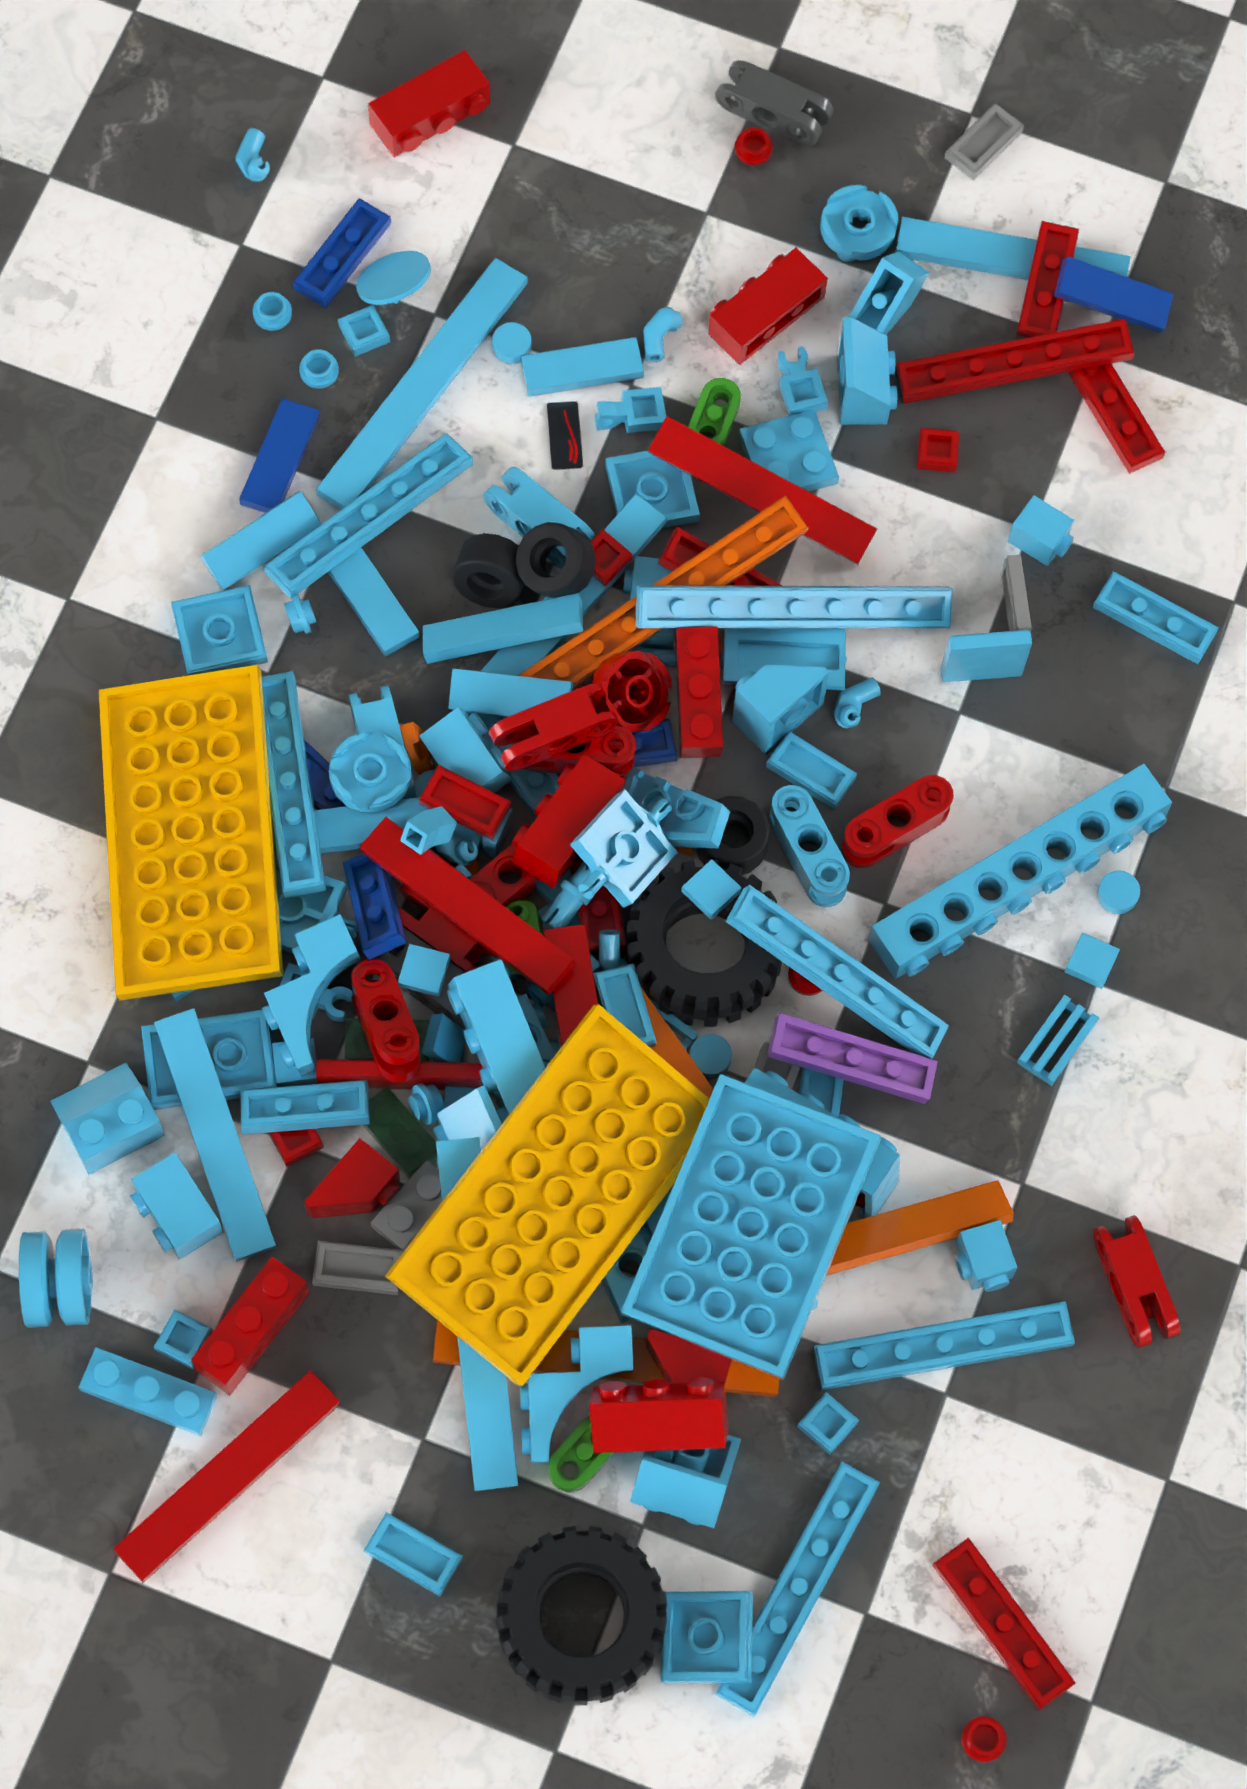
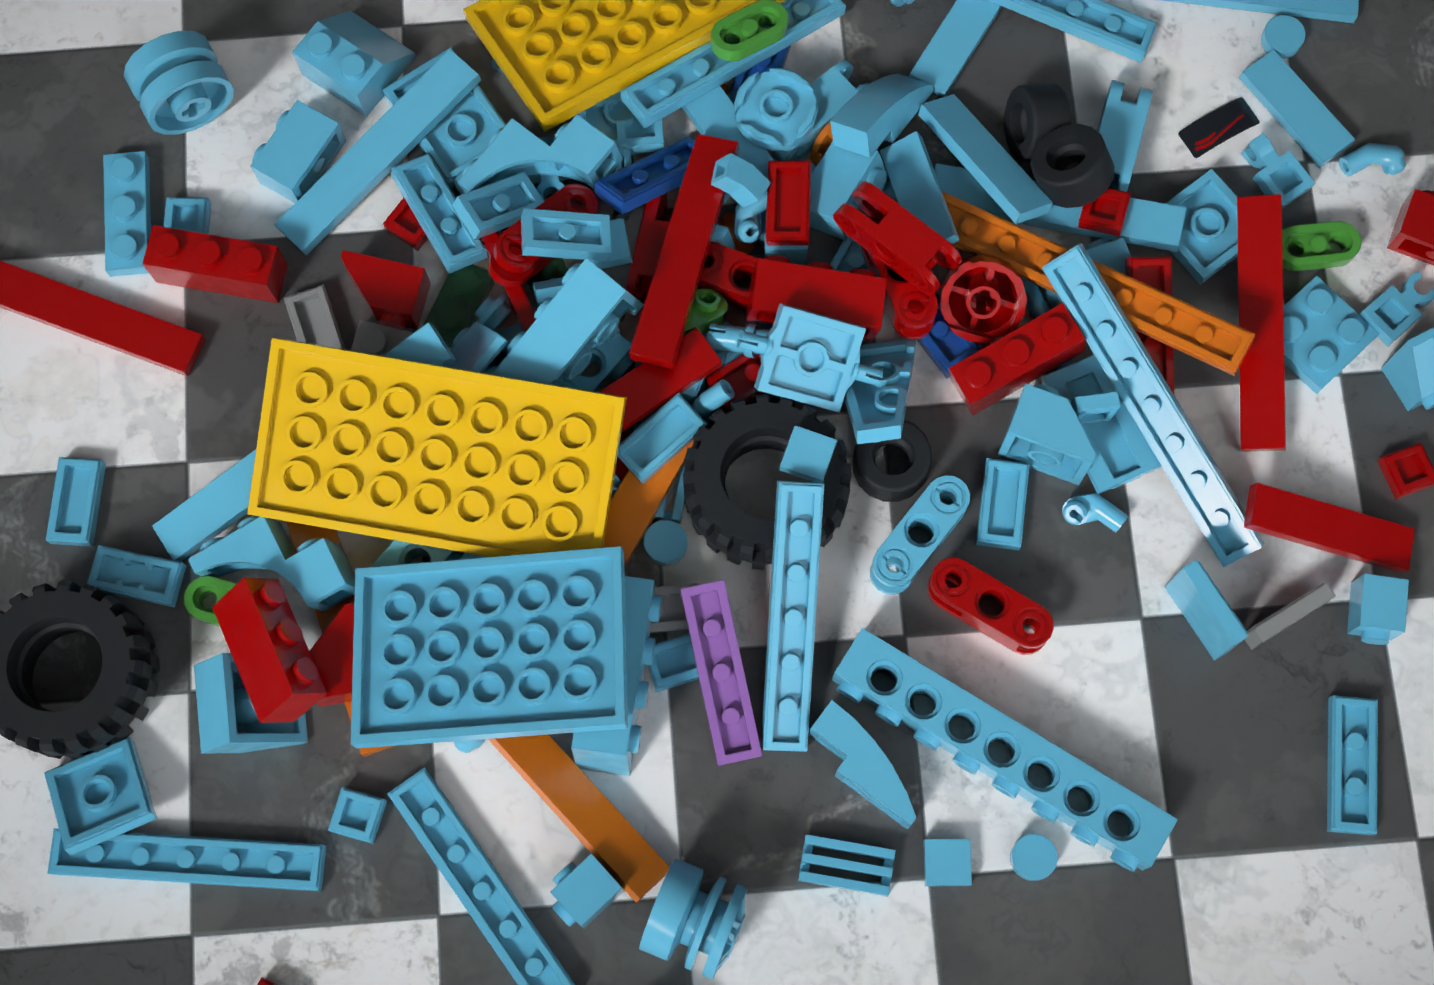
camera: 70 degrees right, 5 degrees up
(284, 760) = (746, 30): none -> bright green plate
(338, 1044) = (496, 205): none -> medium azure plate
(408, 993) = (565, 235): none -> medium azure plate
(417, 690) = (878, 113): none -> medium azure slope
(515, 1524) = (137, 576): none -> medium azure plate
(778, 646) = (1096, 407): none -> medium azure tile
(960, 531) = (1329, 528): none -> red tile
(982, 983) = (864, 763): none -> medium azure slope
(1053, 1173) = (694, 919): none -> medium azure wheel

